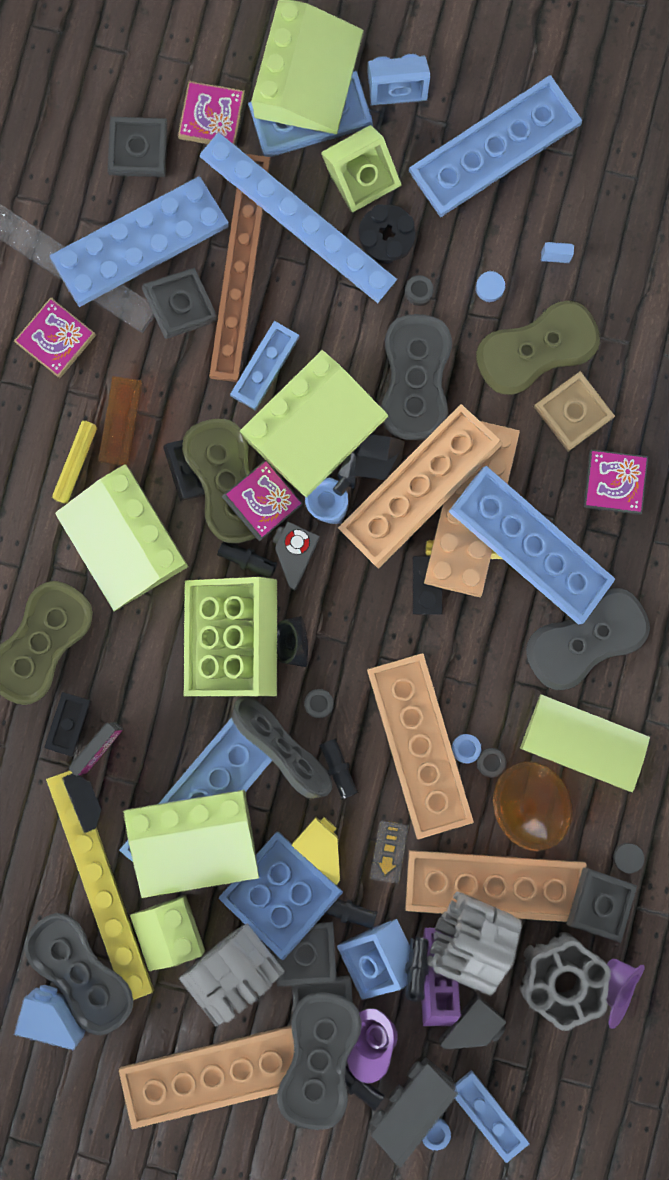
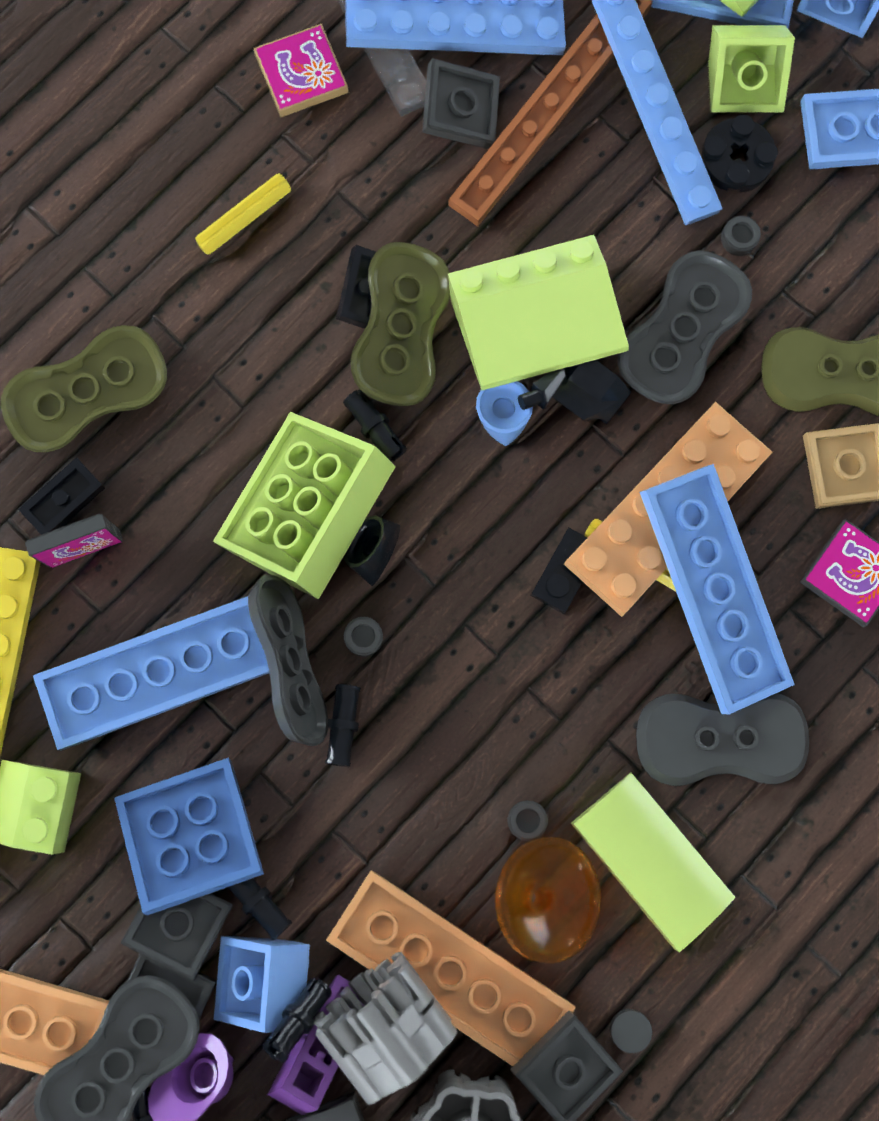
camera: 25 degrees right, 5 degrees down
(83, 801) = (23, 594): black slope -> none
(120, 421) = (320, 196): clear orange plate -> none
(121, 538) = (246, 324): yellowish green slope -> none
(192, 843) = (119, 713): yellowish green slope -> none
(231, 974) = (72, 898): light grey piece -> none
(262, 500) = (429, 367): tile -> none
(264, 365) = (518, 222): light blue plate -> none
(294, 551) = (434, 446): dark grey slope -> none
(320, 847) = (268, 806): light yellow slope -> none
(389, 851) = (346, 858): clear tile -> none
(420, 486) = (622, 449): light nougat plate -> none
(420, 746) = (453, 753): light nougat plate -> none
(466, 748) = (506, 787): light blue tile -> none
(490, 286) = (825, 274): light blue tile -> none

